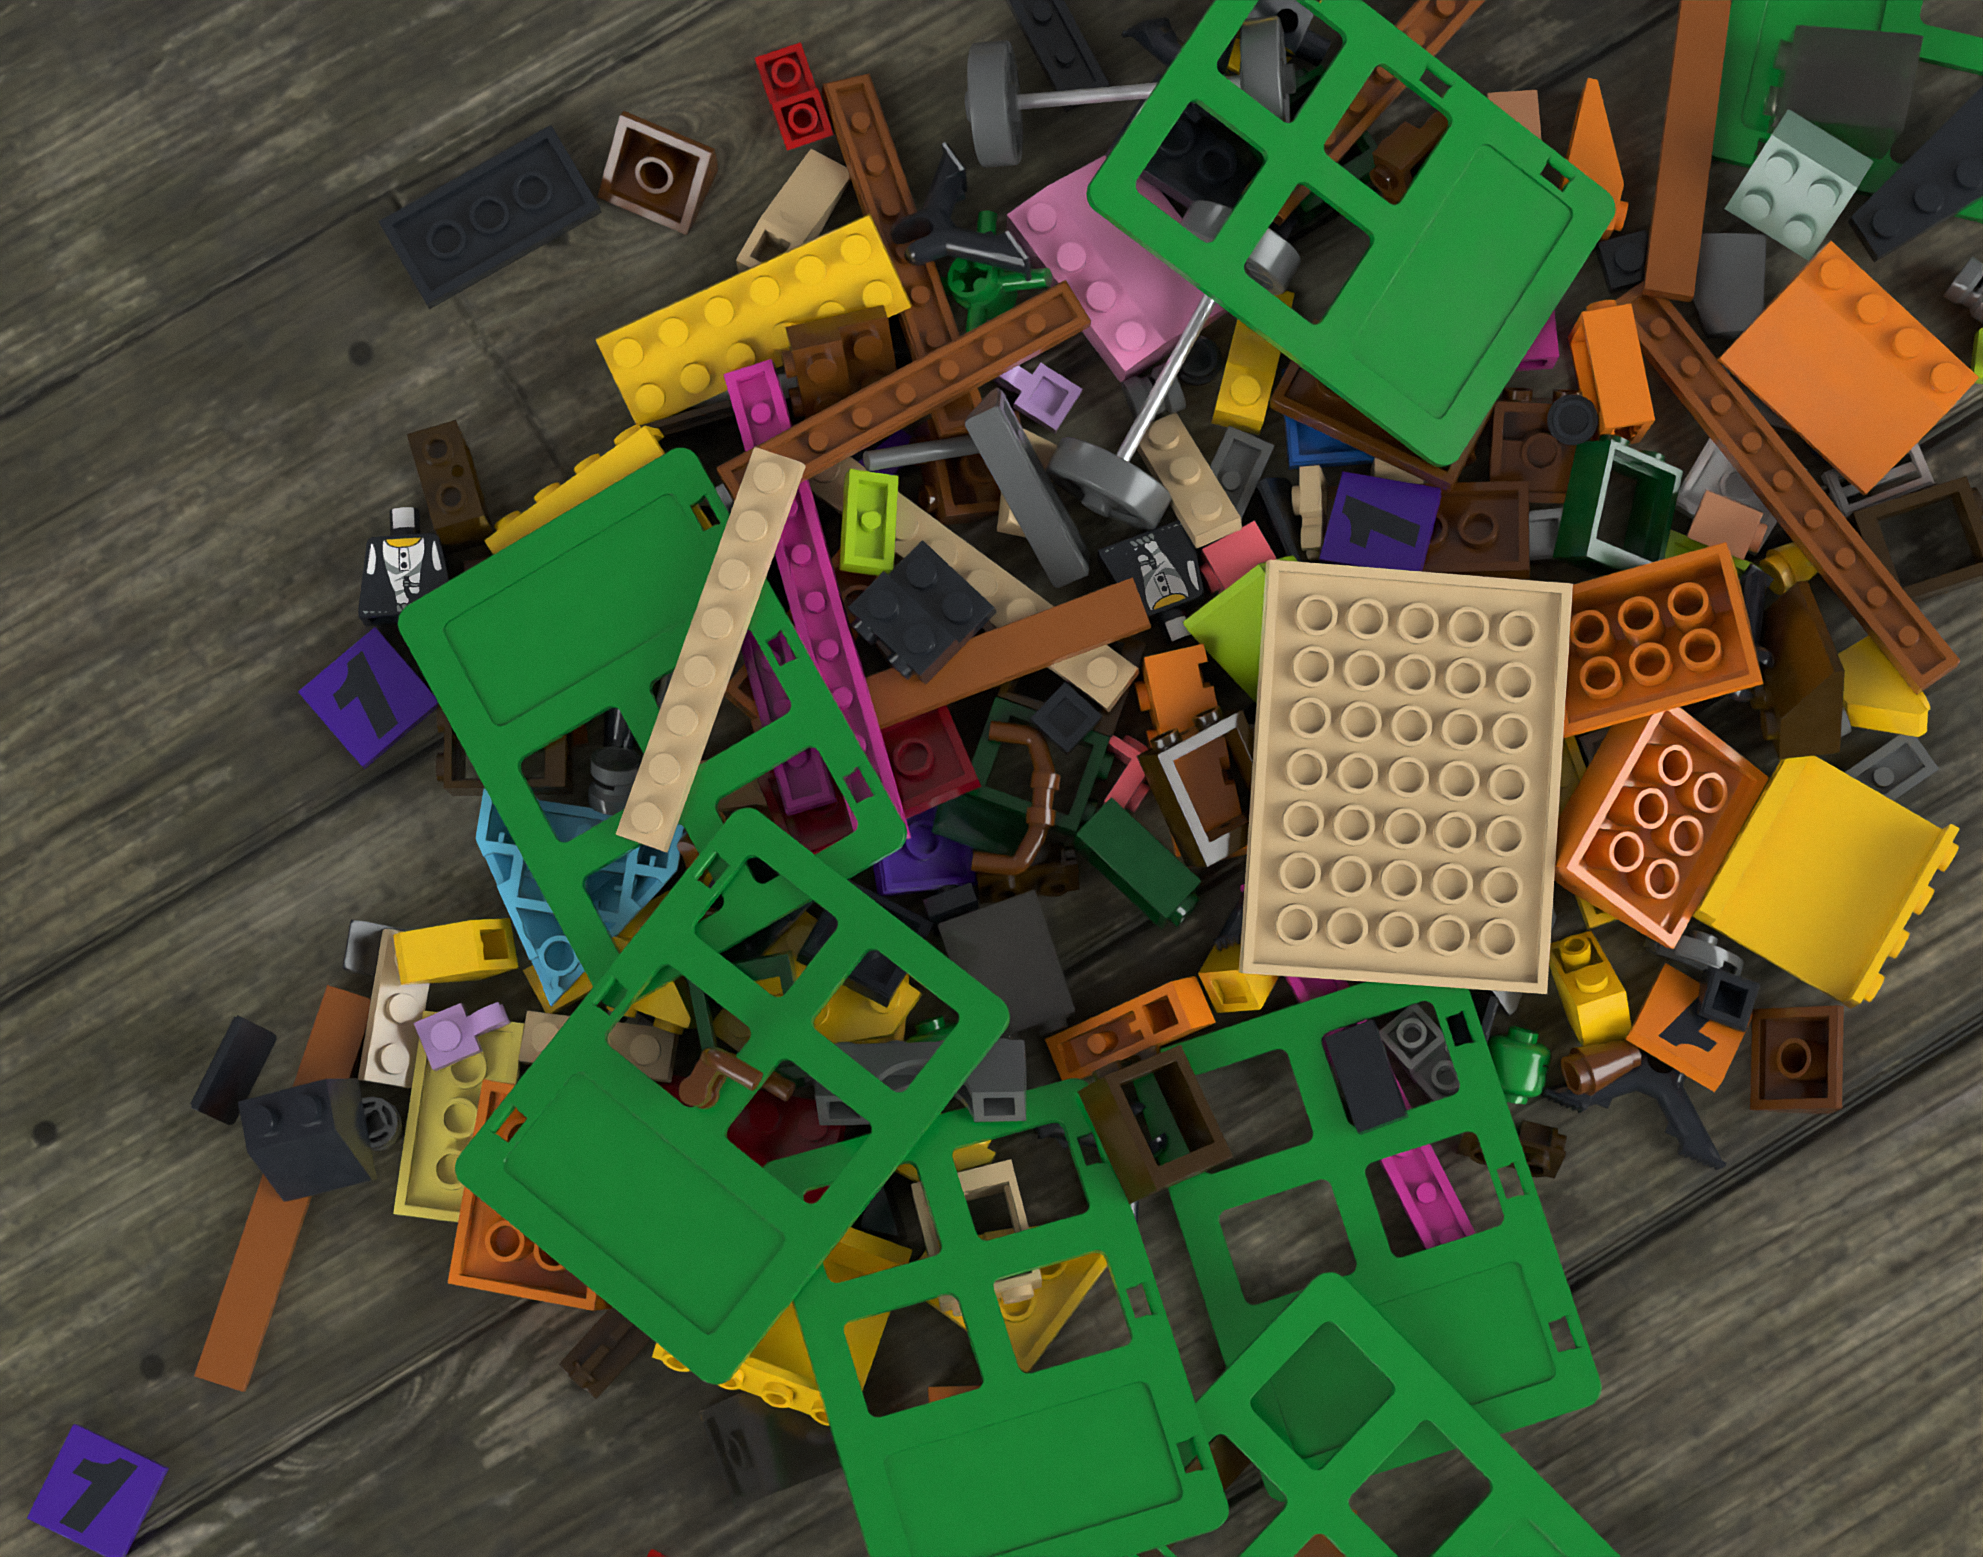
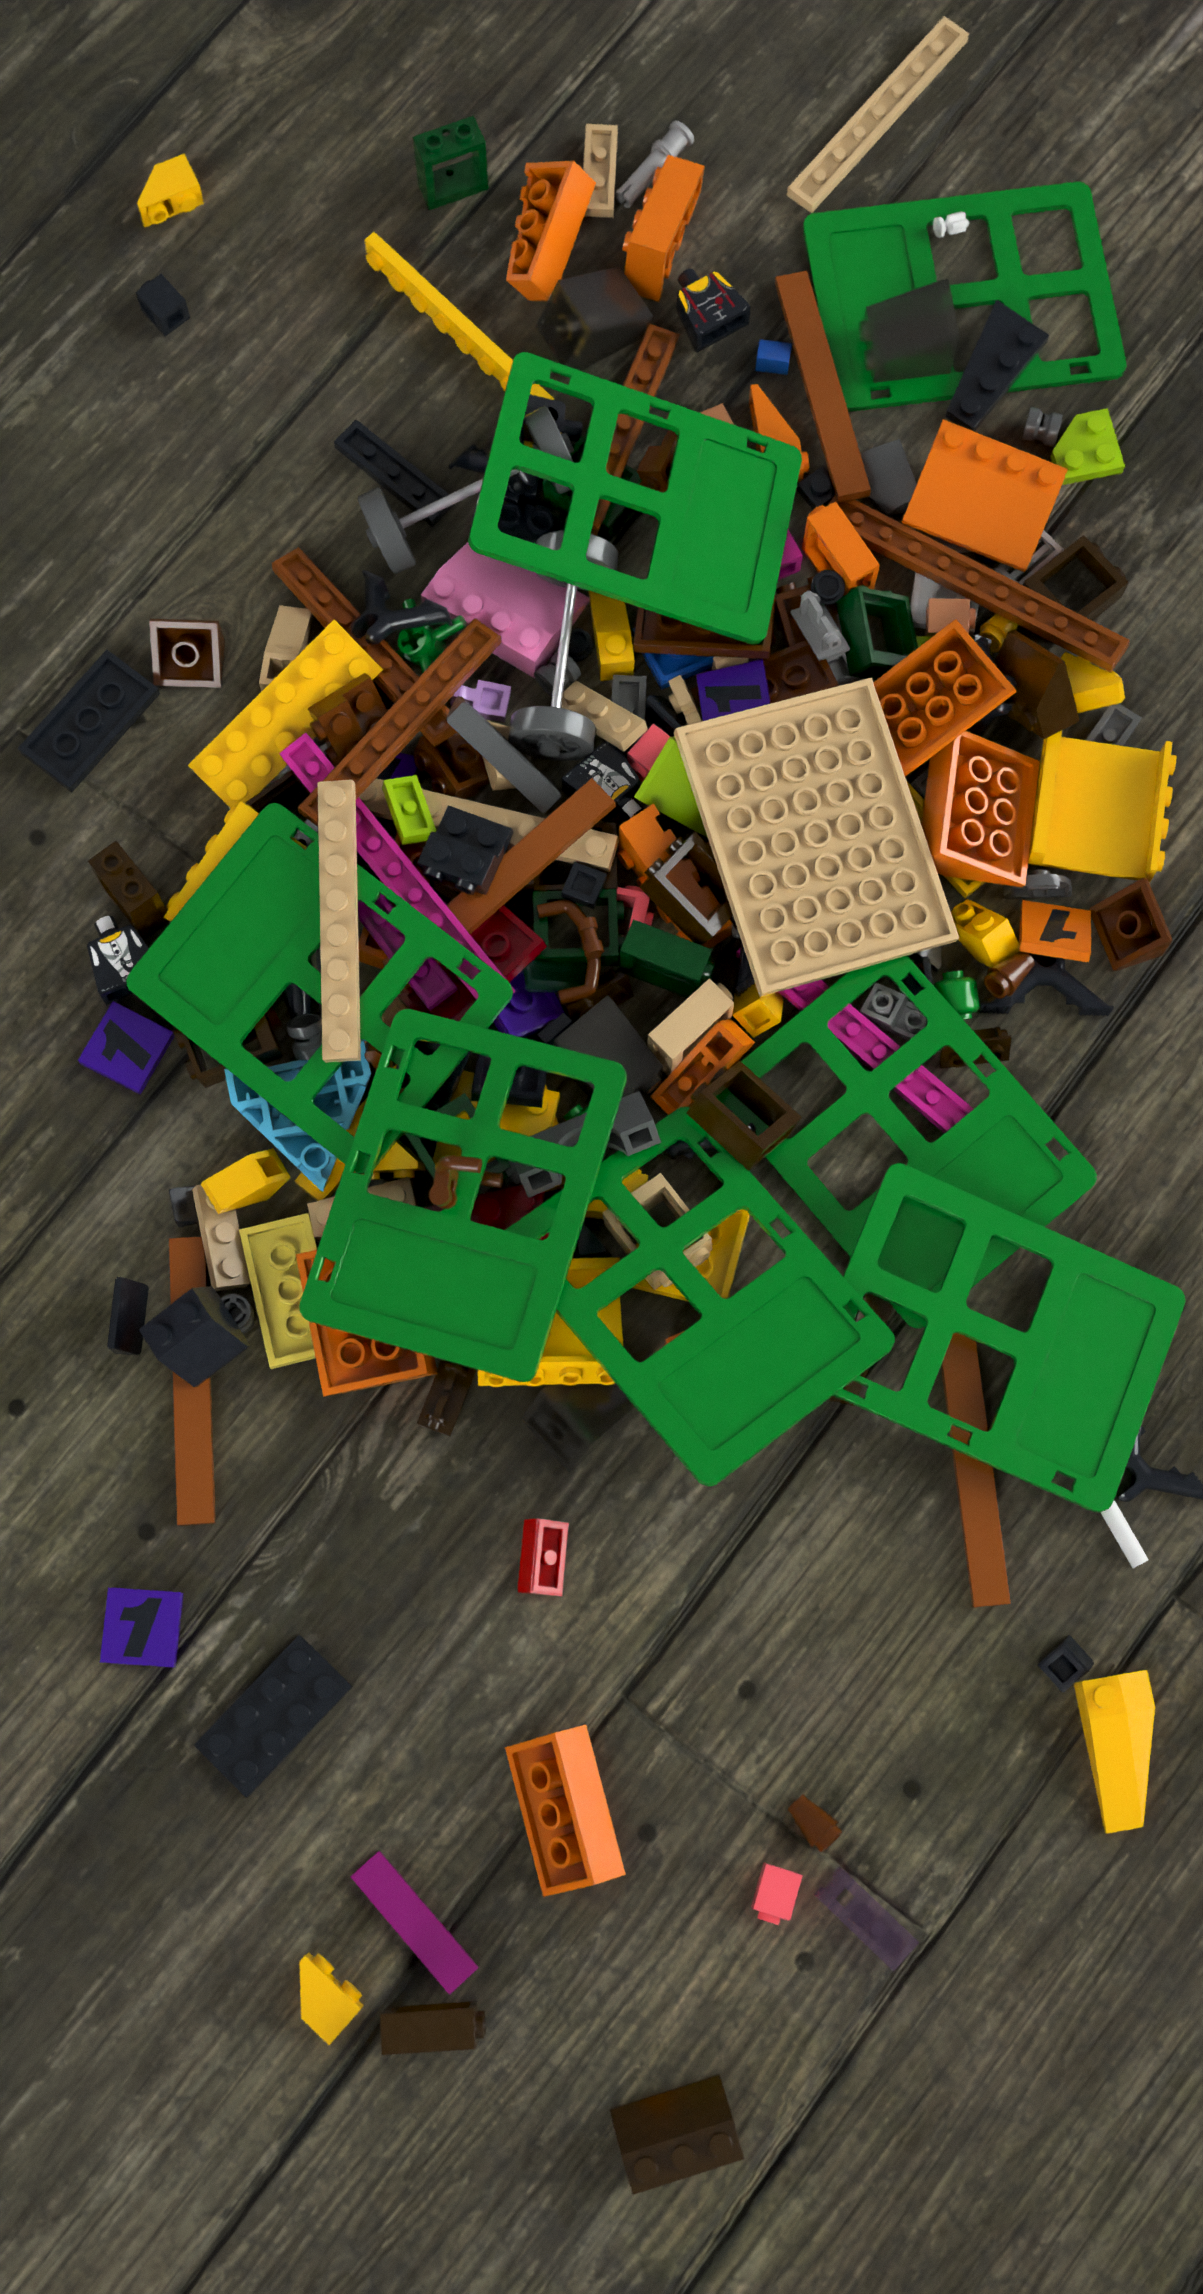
camera: 20 degrees left, 5 degrees down
(454, 1034) = (264, 1236): lavender plate -> none
(793, 96) = (255, 578): red slope -> none
(919, 452) = (426, 755): dark grey bar -> none
(1134, 968) = (689, 1024): none -> tan window
(1366, 1077) = (866, 1036): black tile -> none
(1537, 474) = (819, 627): none -> light grey hinge
(1641, 39) = (773, 357): none -> blue slope
(1726, 998) = (1070, 904): black slope -> none
(1799, 185) = (907, 400): sand green brick -> none

